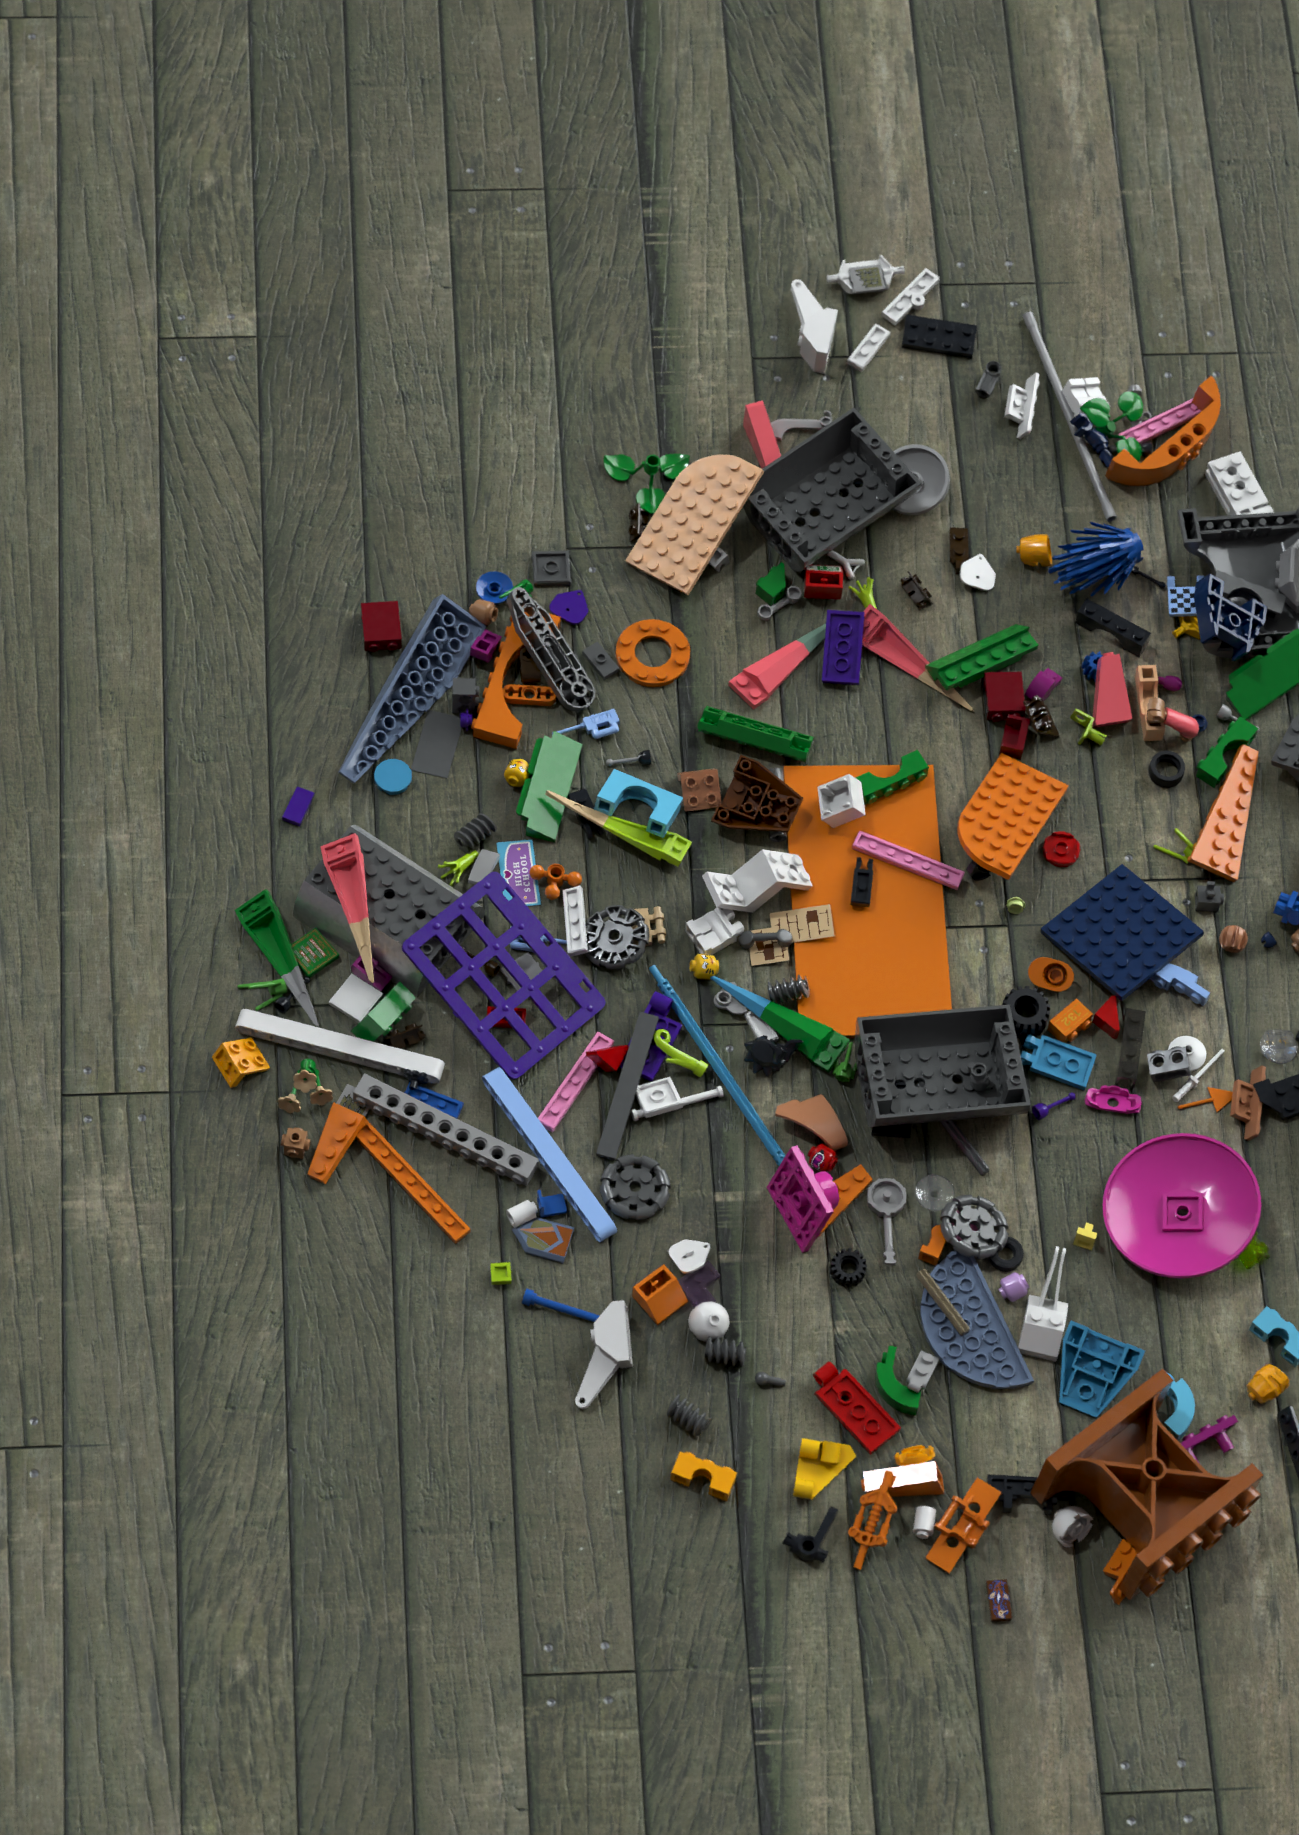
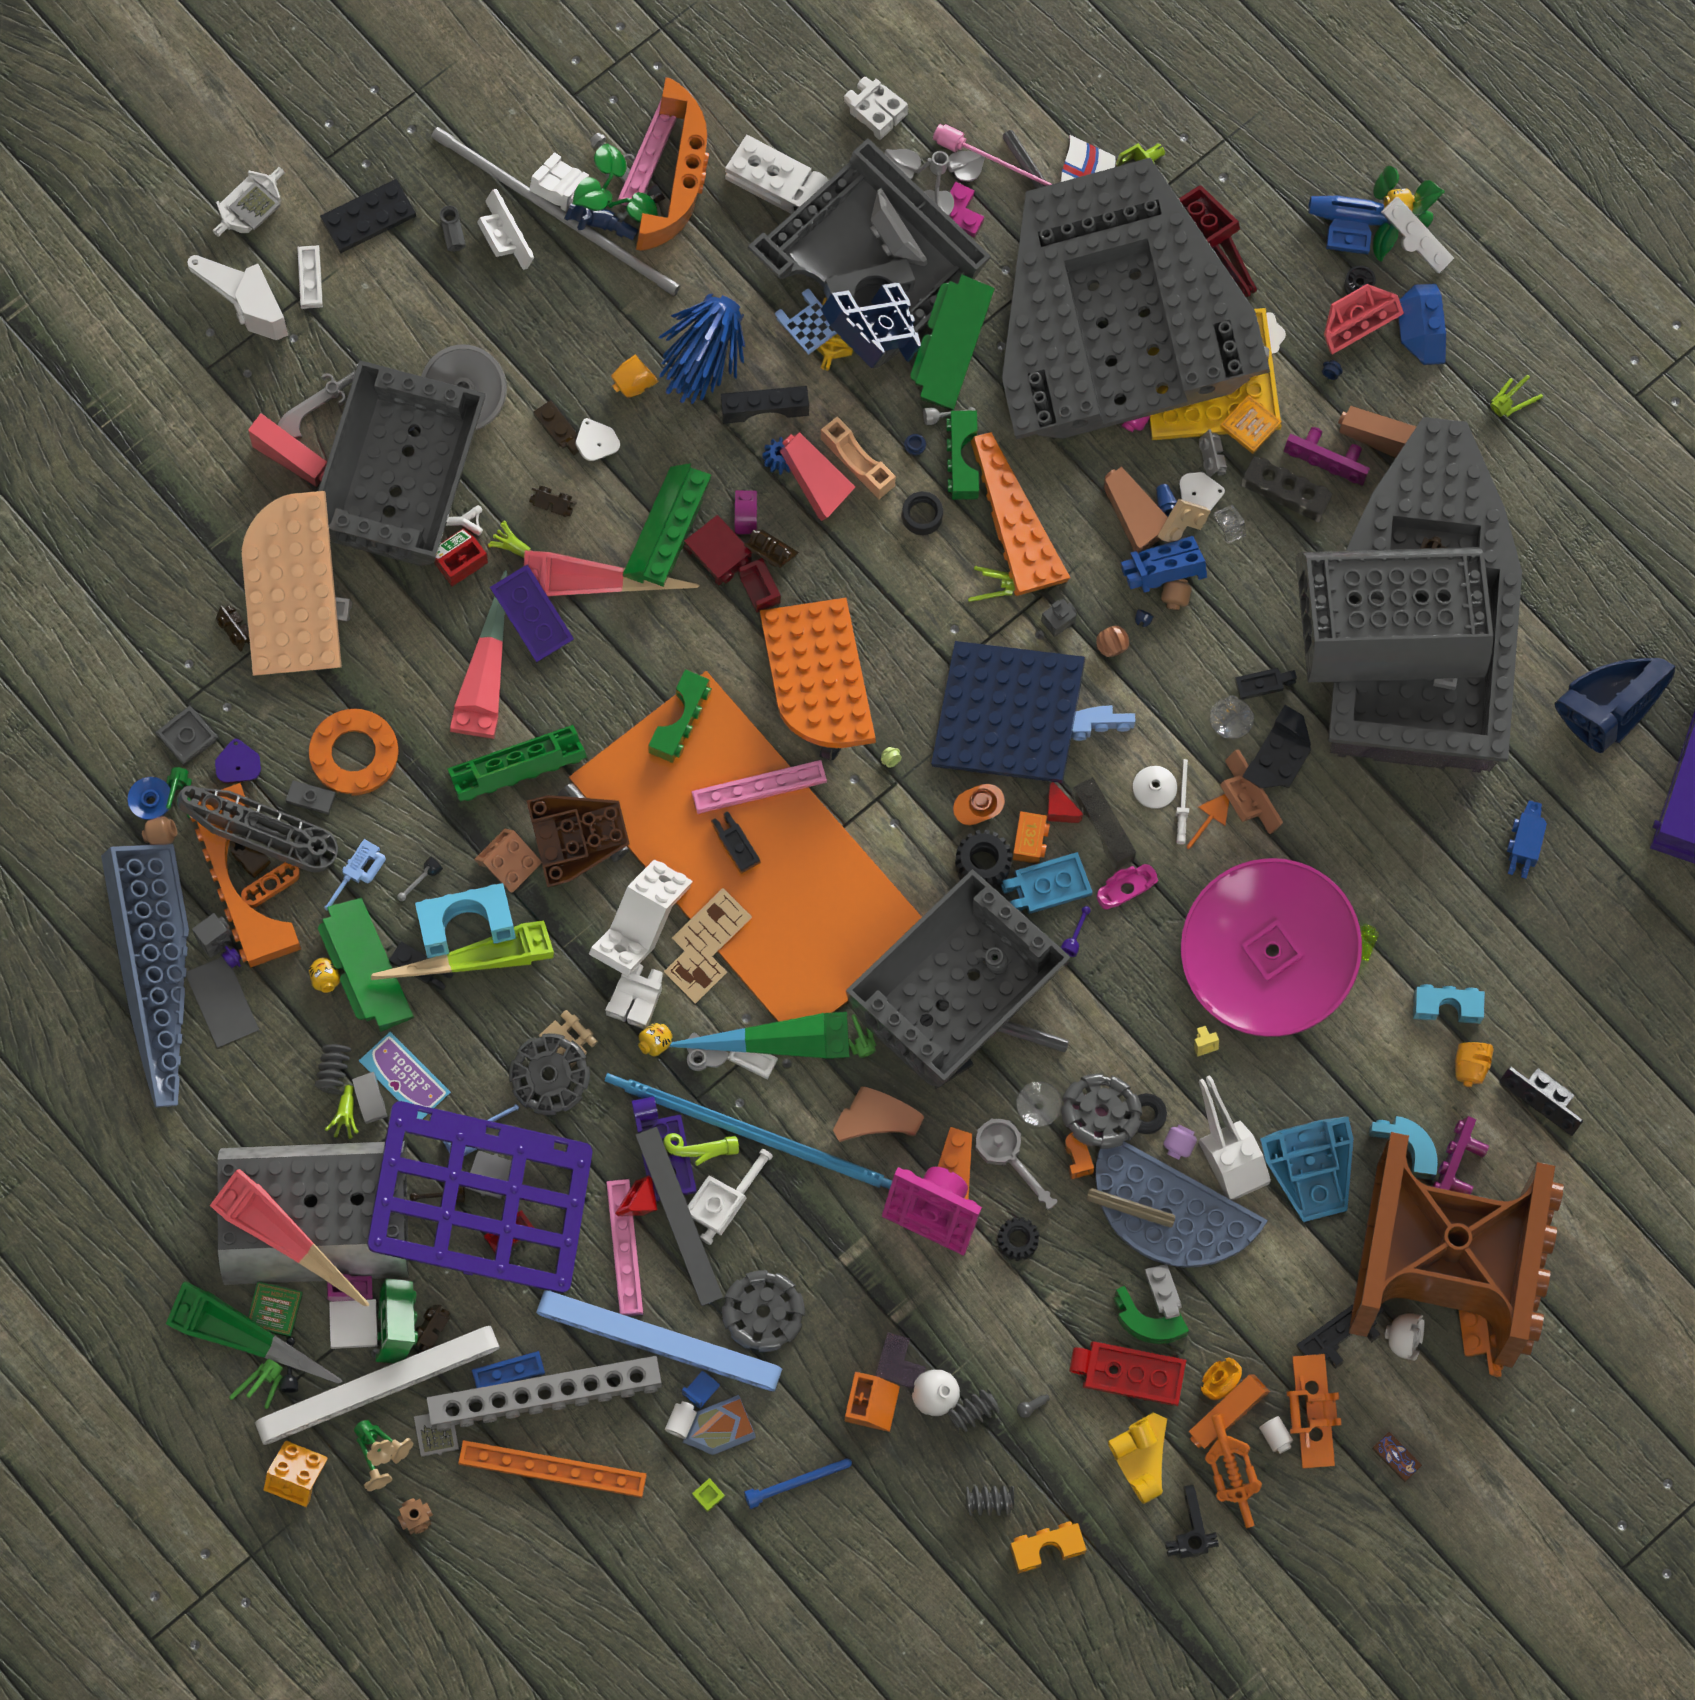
camera: 35 degrees left, 10 degrees up
(298, 806) = (140, 1168): dark purple tile -> none
(335, 1140) = (450, 1484): orange wing -> none
(381, 626) = (72, 920): dark red panel -> none
(393, 776) = (207, 1068): dark azure tile -> none
(415, 1078) = (476, 1363): black plant -> none
(485, 646) = (190, 866): magenta brick -> none
(552, 891) = (453, 1071): orange piece -> none
(575, 921) = (499, 1086): white tile -> none
(612, 1351) = (873, 1494): white slope -> none
(621, 466) = (228, 592): green plant -> none
(693, 1251) = (867, 1333): white piece -> none
(748, 939) = (705, 954): dark grey bar -> none
(769, 1056) = (786, 1083): black head -> none
(772, 586) = (414, 598): green slope -> none
(788, 990) = (752, 1004): dark grey piece -> none
(792, 596) = (439, 594): light grey bar -> none
(822, 1158) = (912, 1149): red head -> none
(841, 800) = (655, 776): white container -> none
(910, 297) = (310, 194): white hinge -> none
(1061, 849) = (887, 667): red tile -> none
(1089, 732) = (822, 528): lime bracket -> none
(1135, 570) = (774, 325): black hinge -> none
(1169, 1069) = (1155, 817): brick -> none
(1170, 682) = (860, 421): magenta cylinder -> none
(1178, 721) = (903, 459): piece -> none

